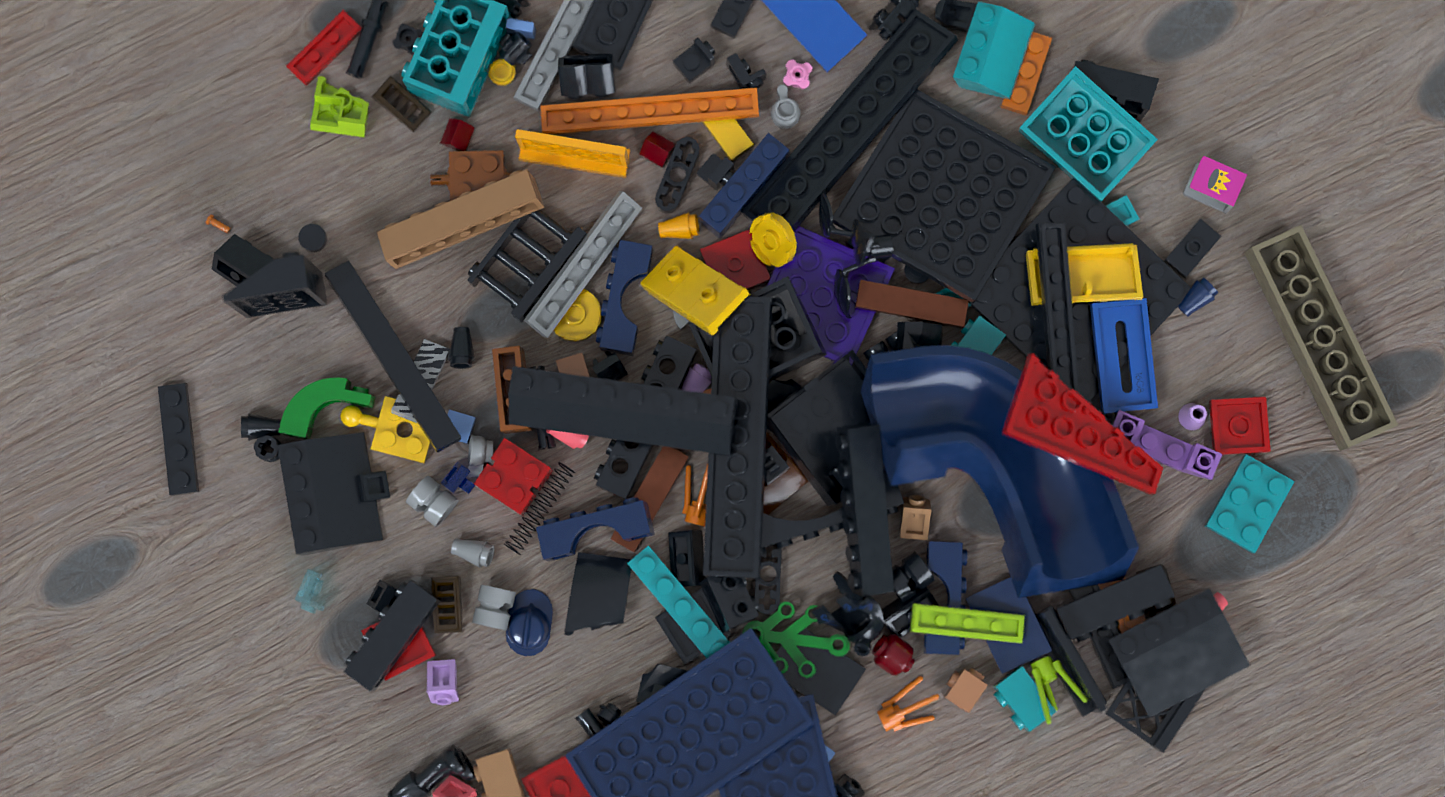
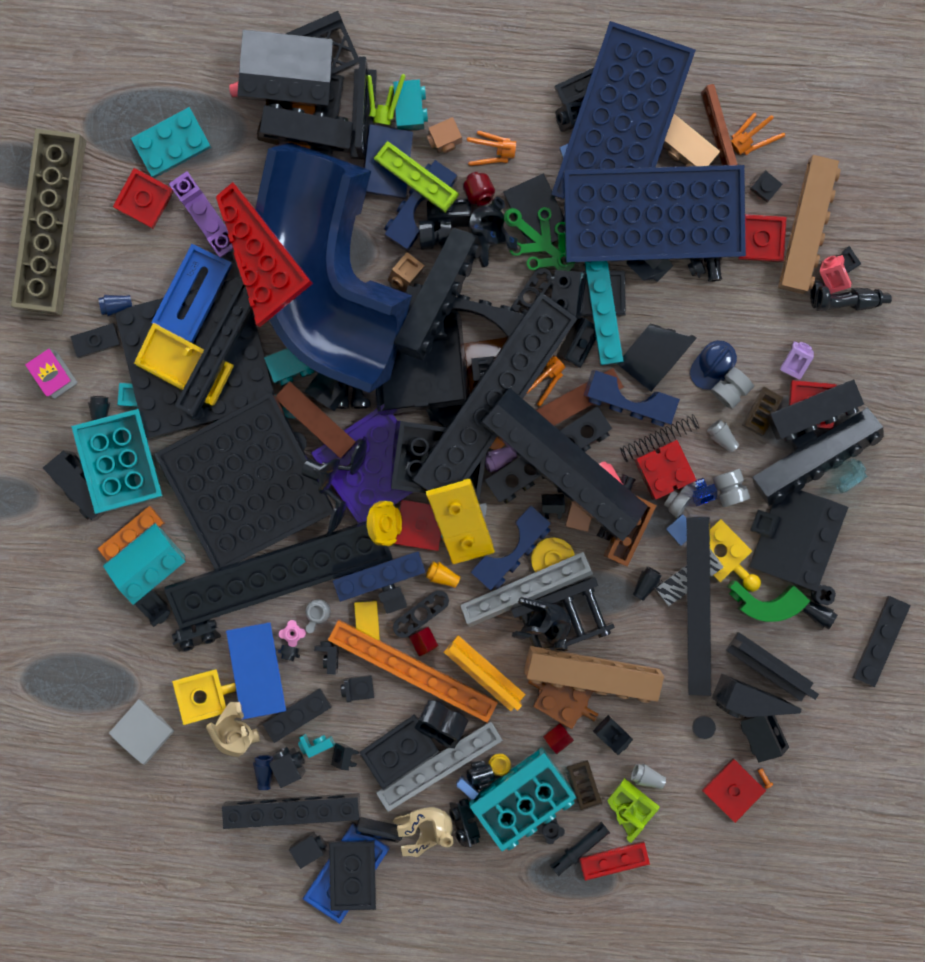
camera: 145 degrees left, 5 degrees up
(243, 192) = (734, 790): none -> red plate
(278, 341) = (771, 667): none -> black fence
(342, 151) = (645, 776): none -> light grey cone
(358, 590) = (818, 457): none -> black brick
(402, 171) = (613, 735): none -> black bracket
(541, 244) = (546, 620): none -> black piece
(788, 52) = (289, 653): none -> black plate
(1143, 180) = (98, 407): none -> black cone
(1187, 419) = (175, 226): lavender cone -> none

